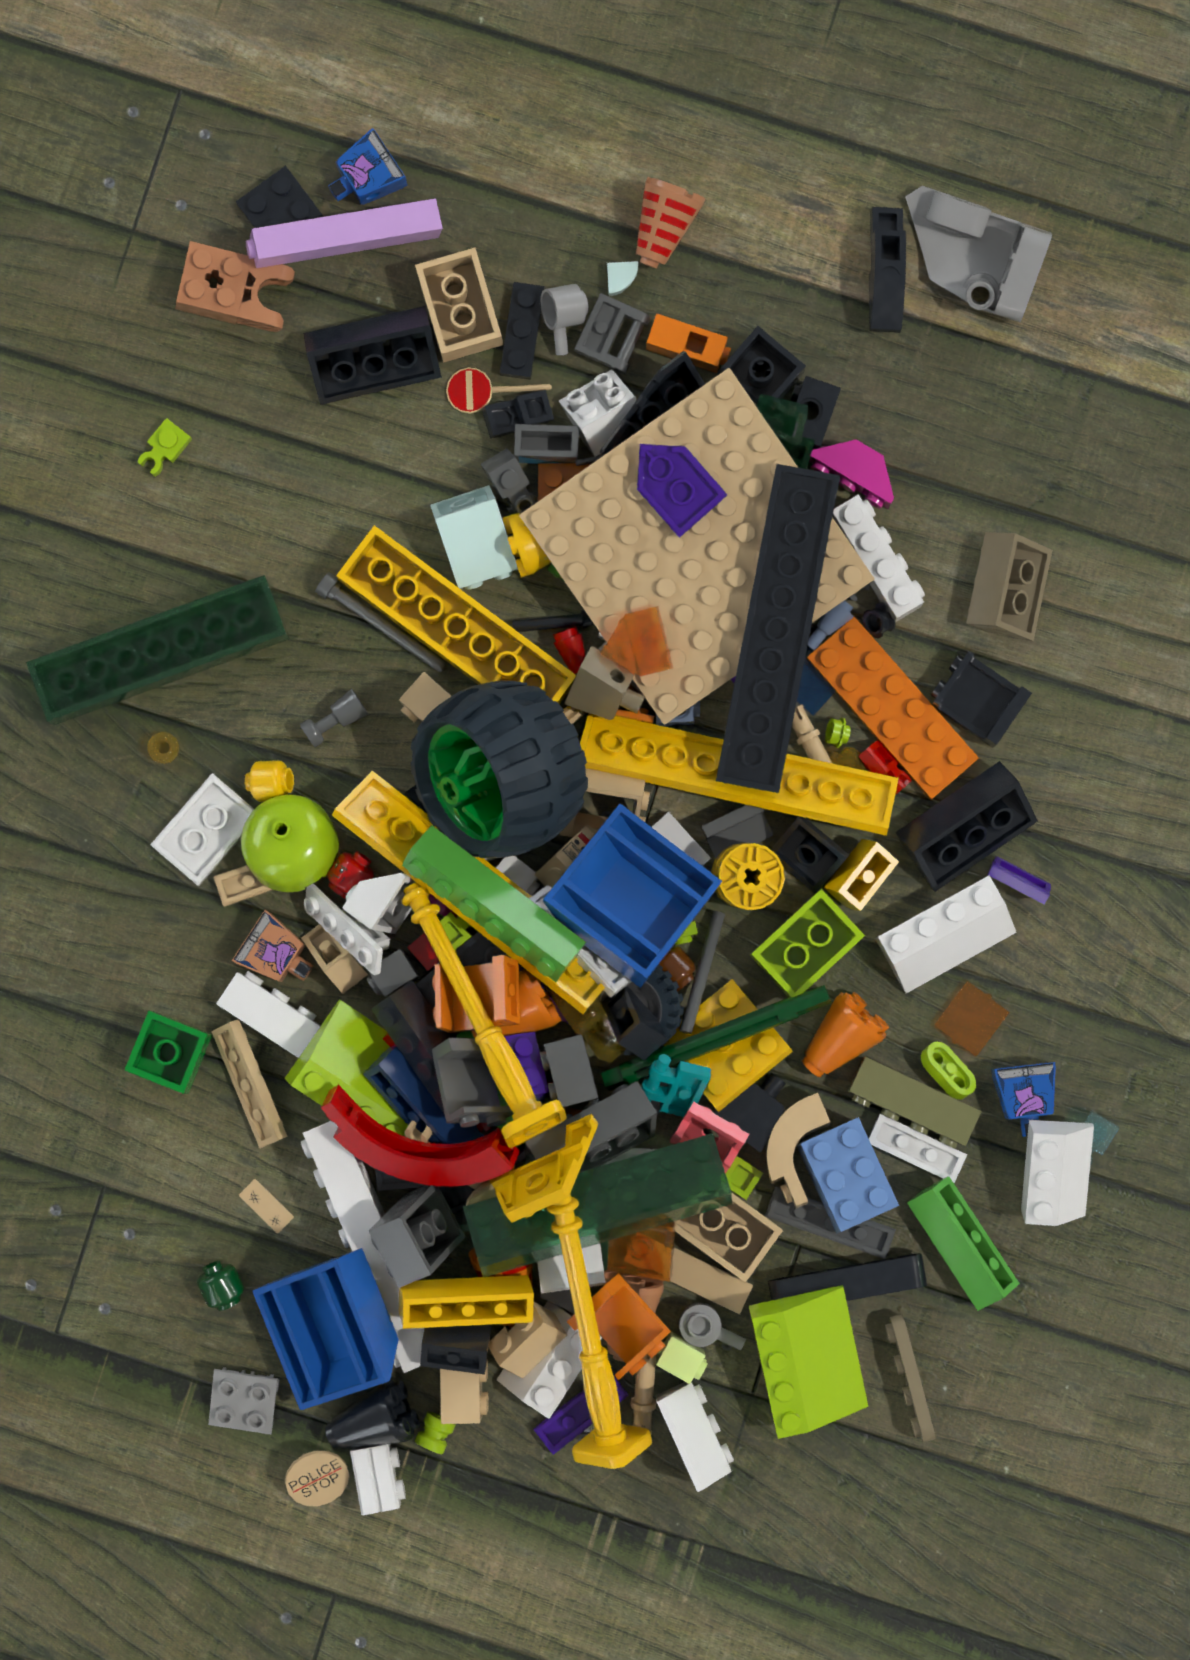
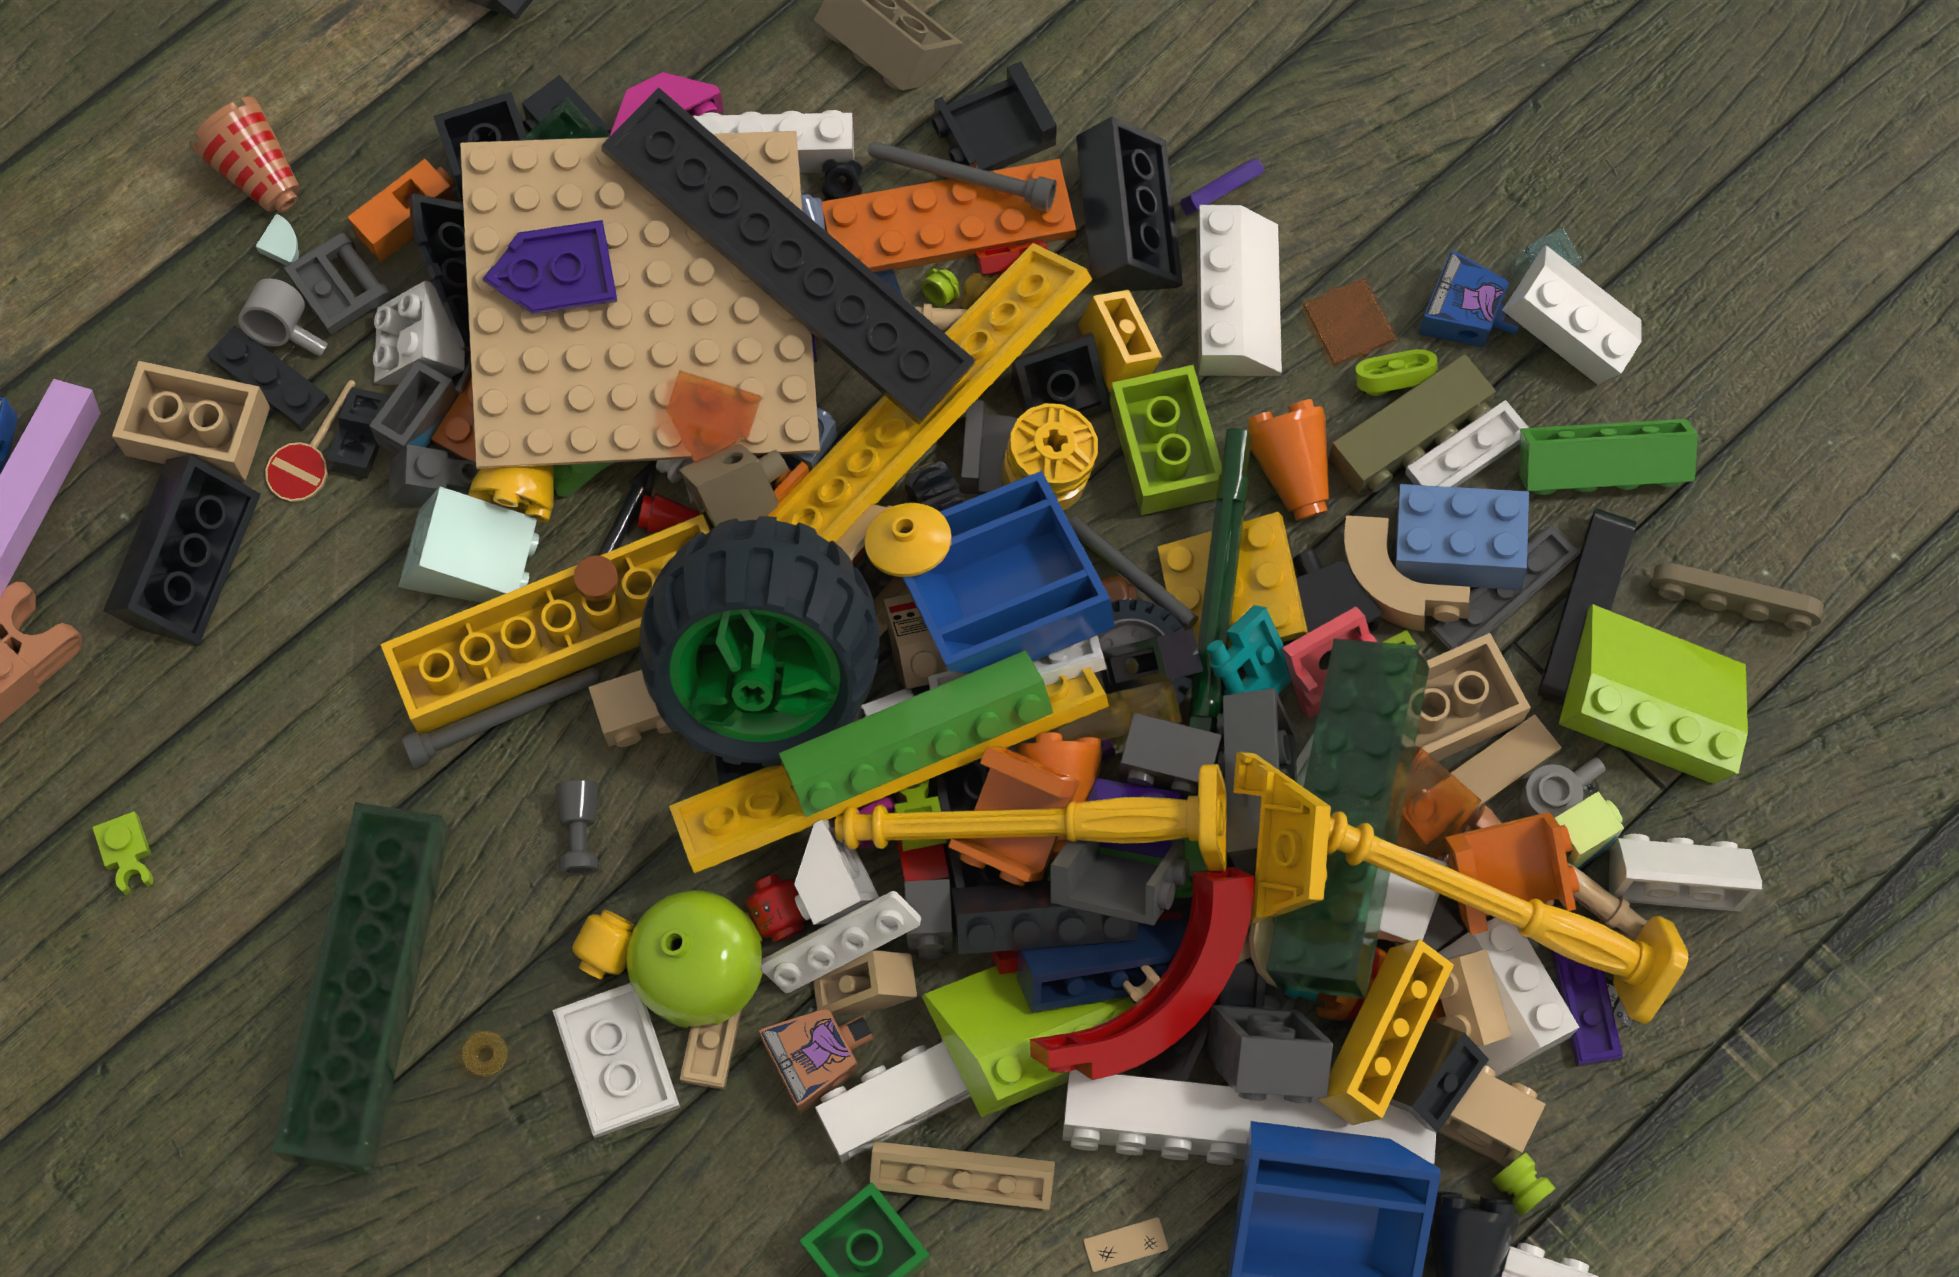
camera: 65 degrees left, 15 degrees down
(492, 635) = (596, 578): none -> dark orange tile
(621, 836) = (909, 552): none -> yellow dish
(676, 816) = (933, 486): none -> black gear
(938, 760) = (1037, 192): none -> dark grey piece

